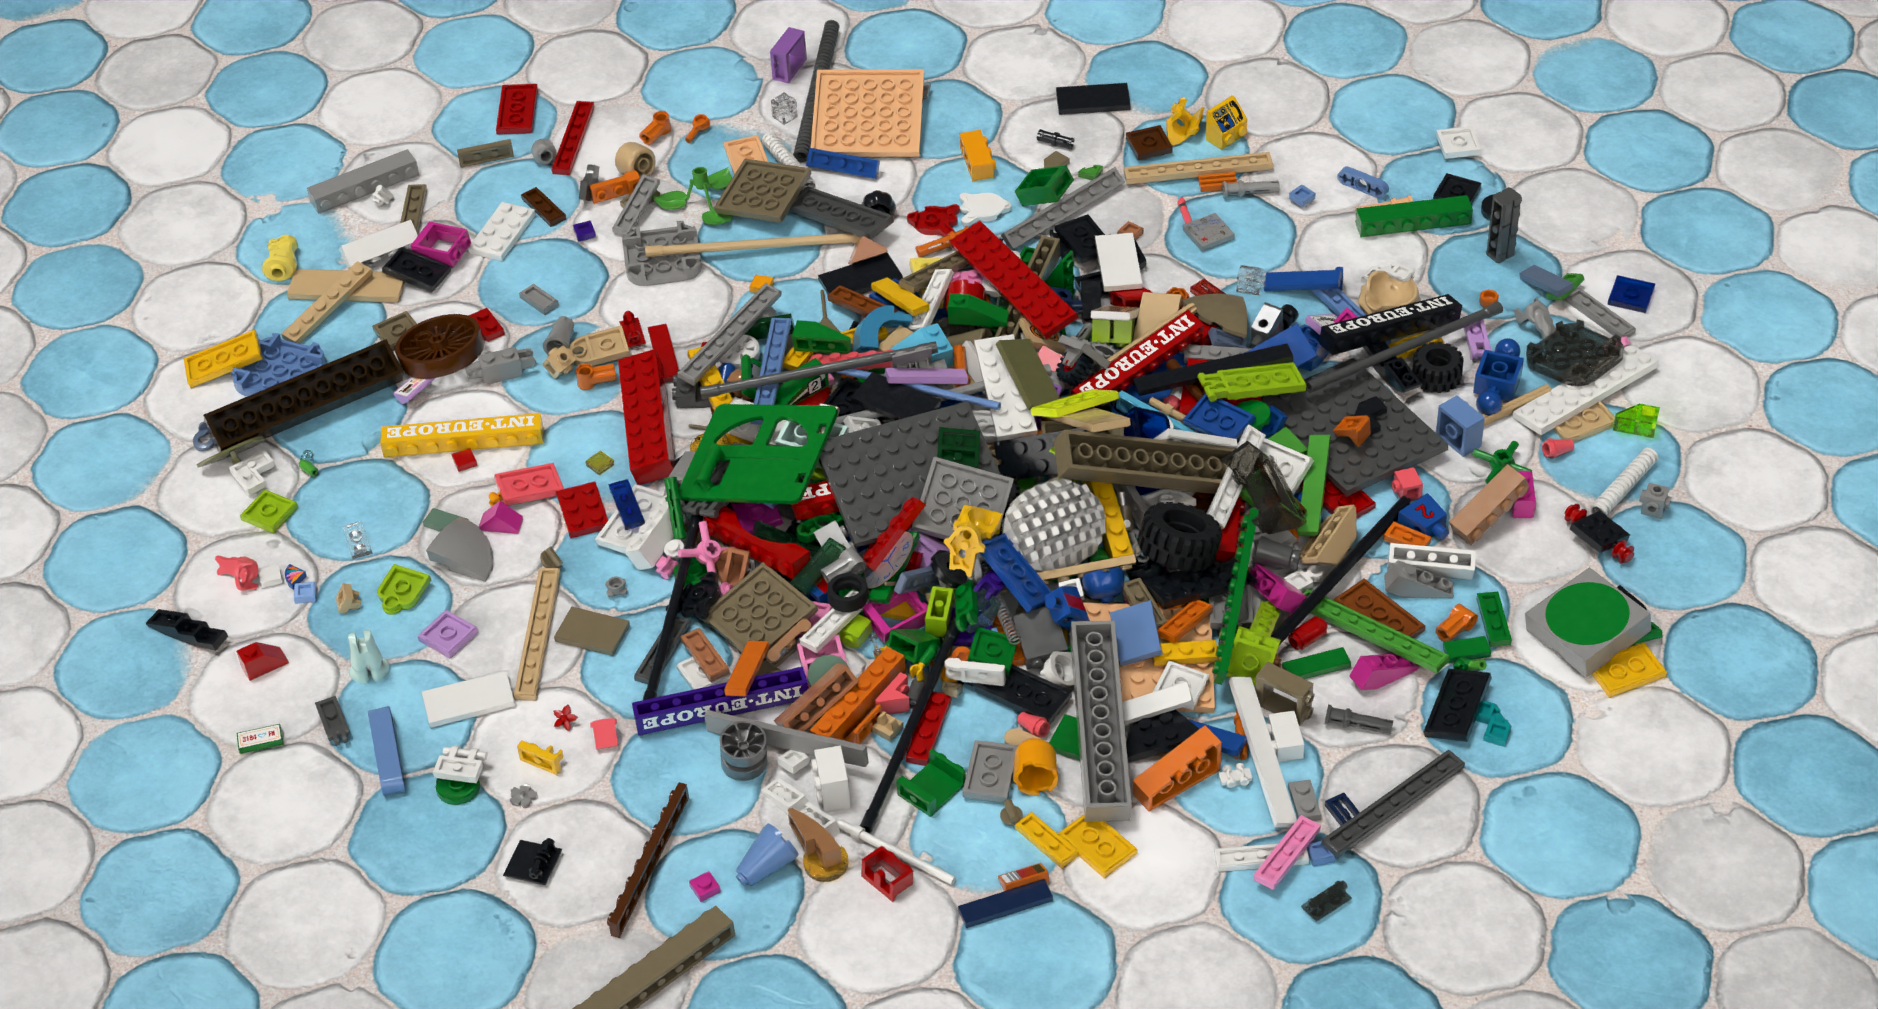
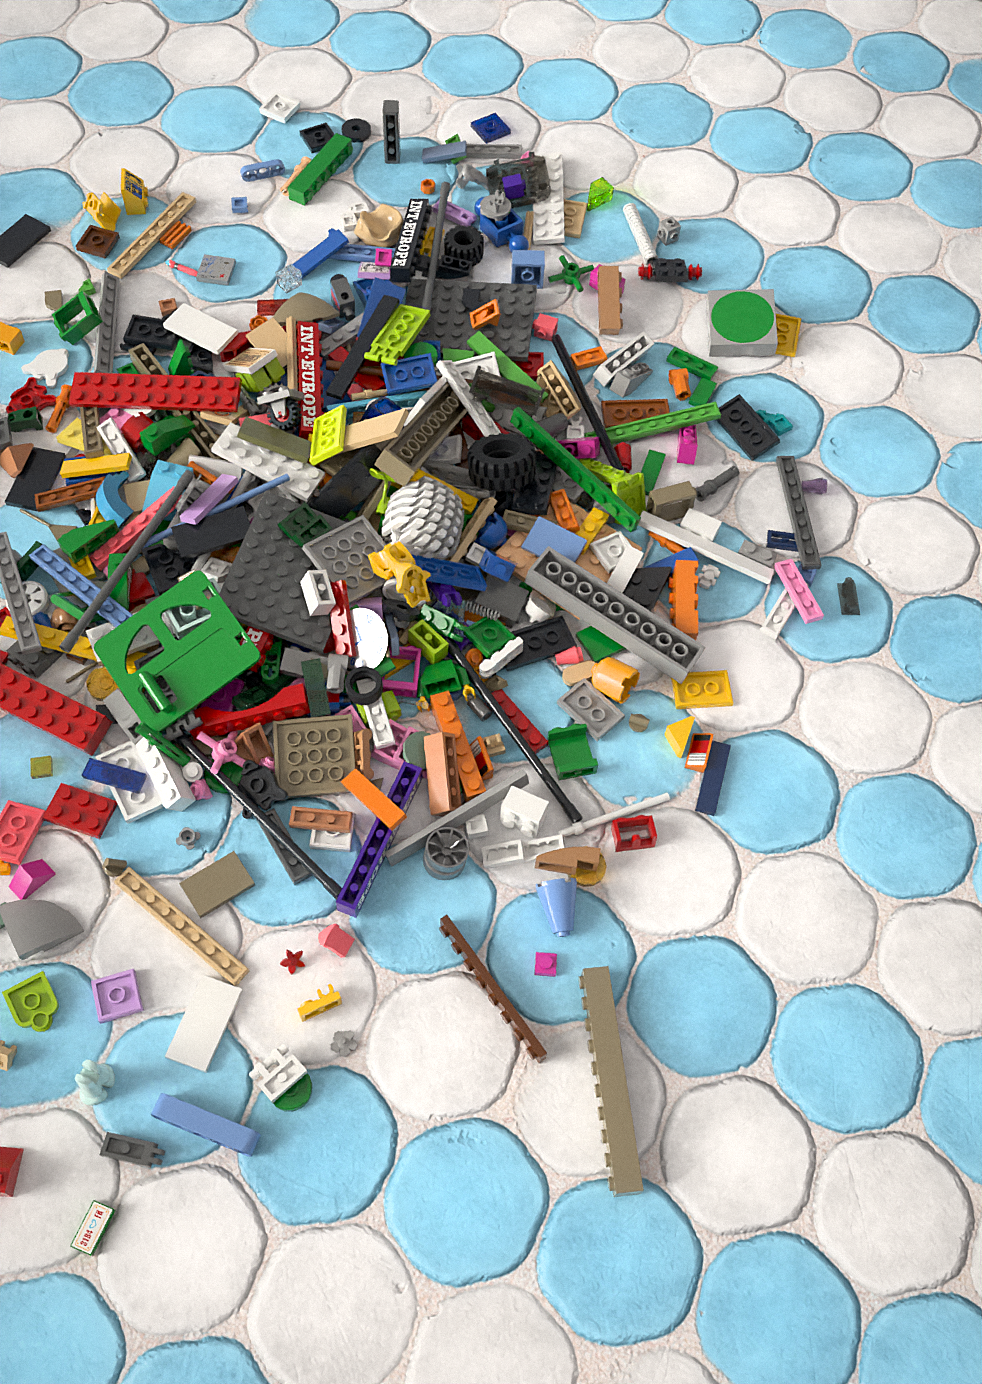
camera: 60 degrees left, 15 degrees up
(533, 861) = (421, 1077): black hinge -> none
(894, 697) = (473, 725): coral slope -> none
(896, 495) = (318, 592): none -> white brick
(910, 231) = (25, 419): none -> dark green leg
(1026, 851) = (678, 734): none -> yellow slope
(1046, 840) = (665, 716): yellow tile -> none
(1055, 139) = (32, 284): black pin -> none
(1090, 298) = (213, 365): black tile -> none
(1240, 188) = (197, 227): light grey pin -> none
(1425, 517) = (582, 337): blue torso -> none
(1444, 801) = (815, 486): none -> clear purple cone
(1469, 664) = (721, 398): arm -> none
(1504, 353) = (495, 206): none -> light grey plate
(1554, 351) = (513, 186): none -> dark purple brick
(1557, 447) = (581, 244): coral cone -> none

